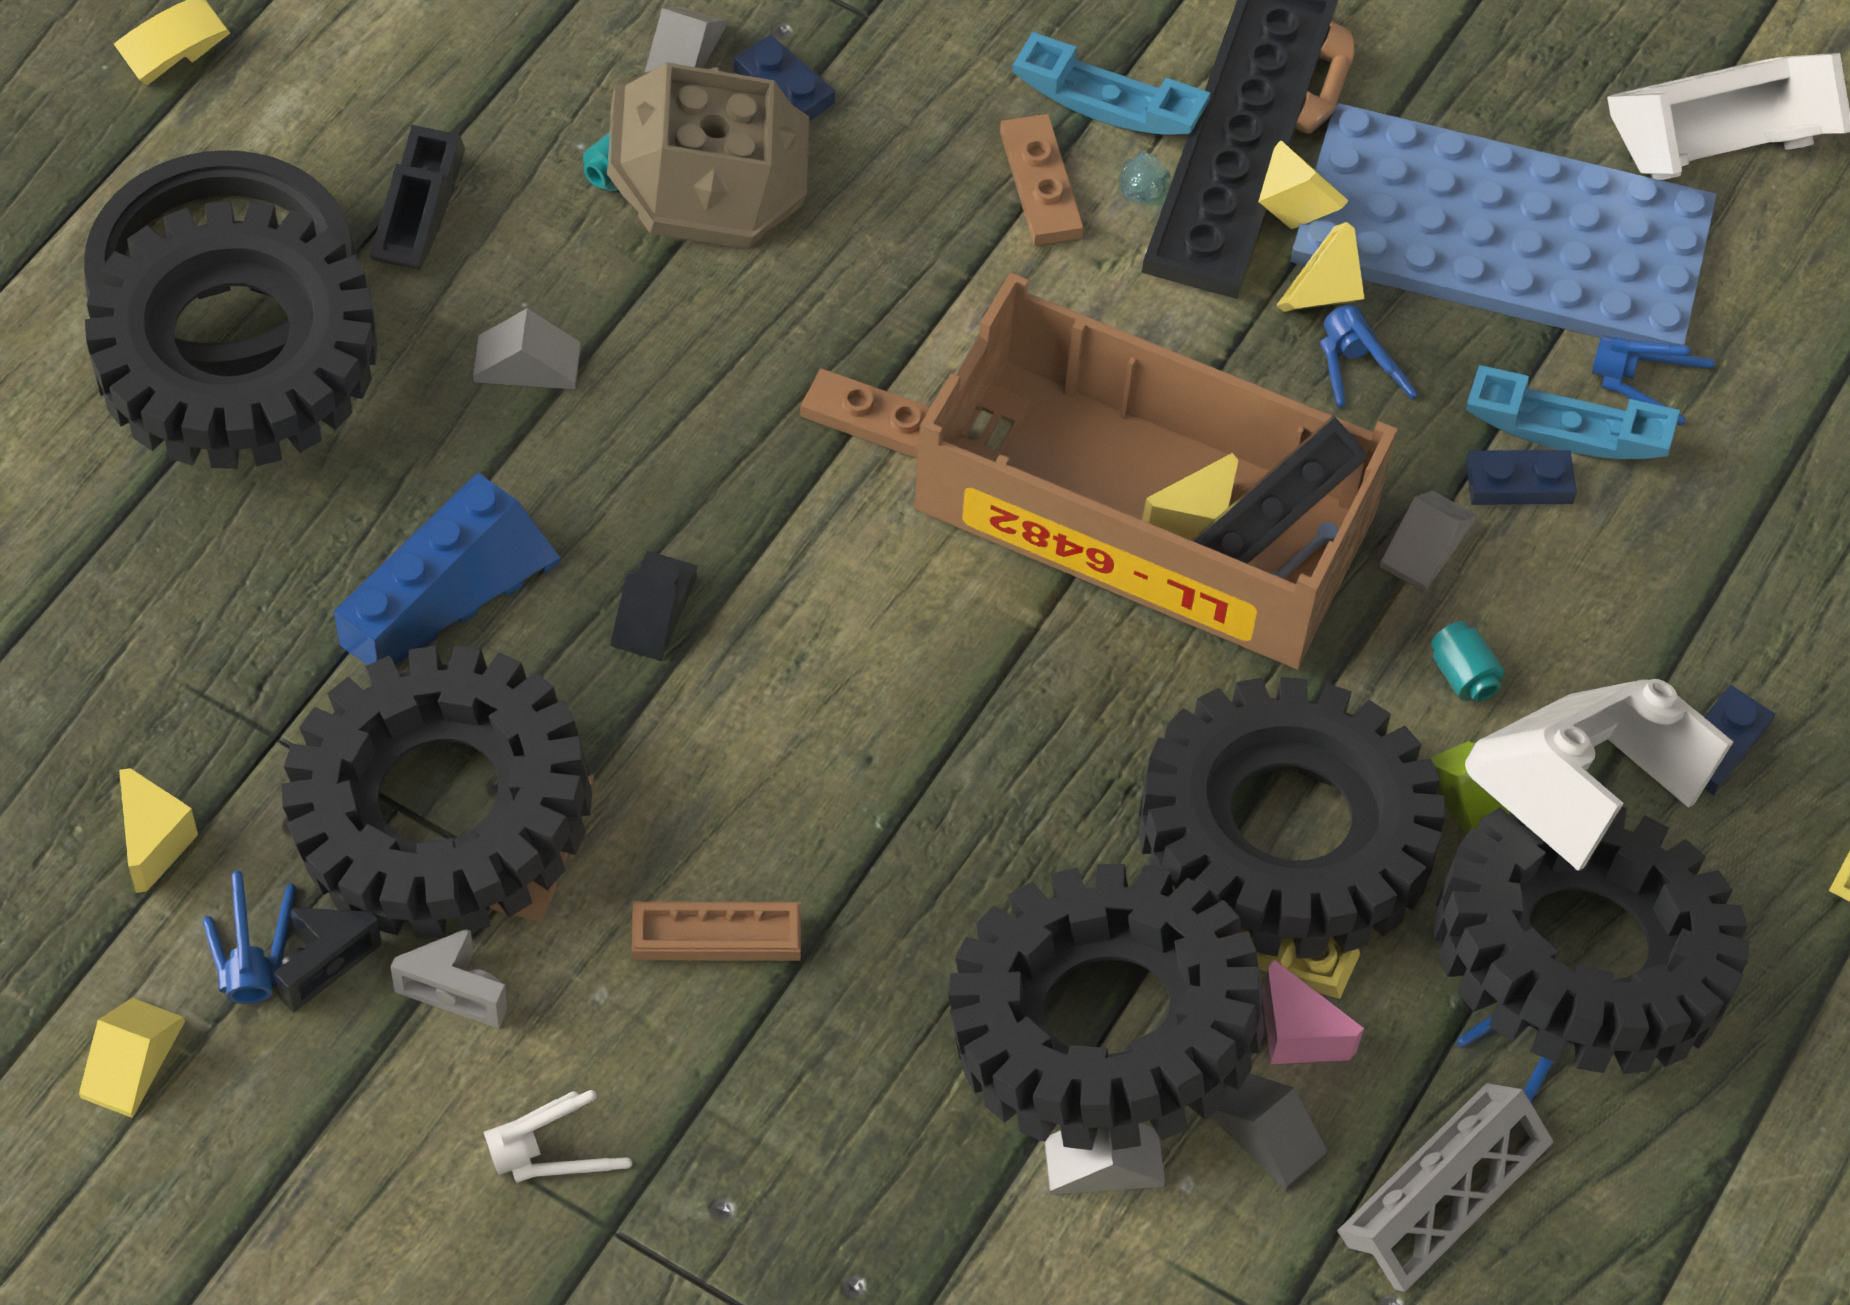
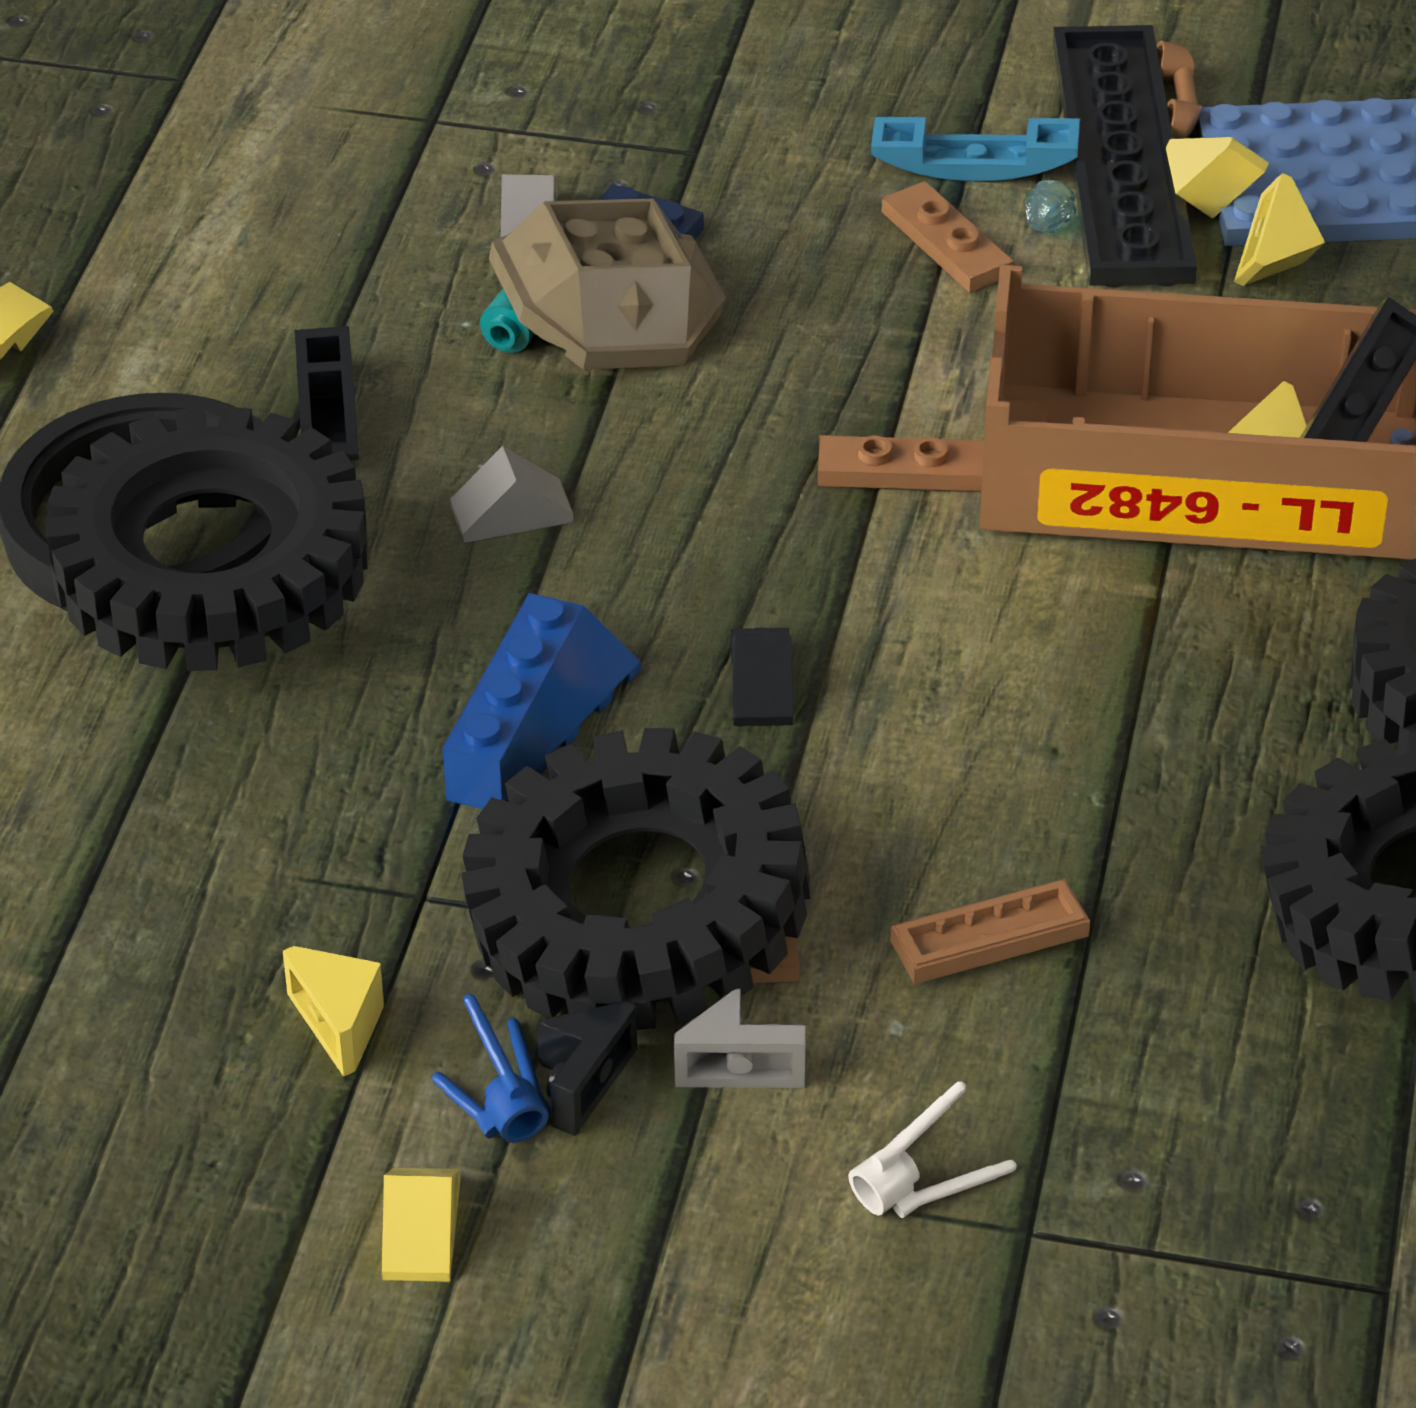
camera: 15 degrees left, 15 degrees down
(1353, 337) = (1323, 279): blue plant -> none

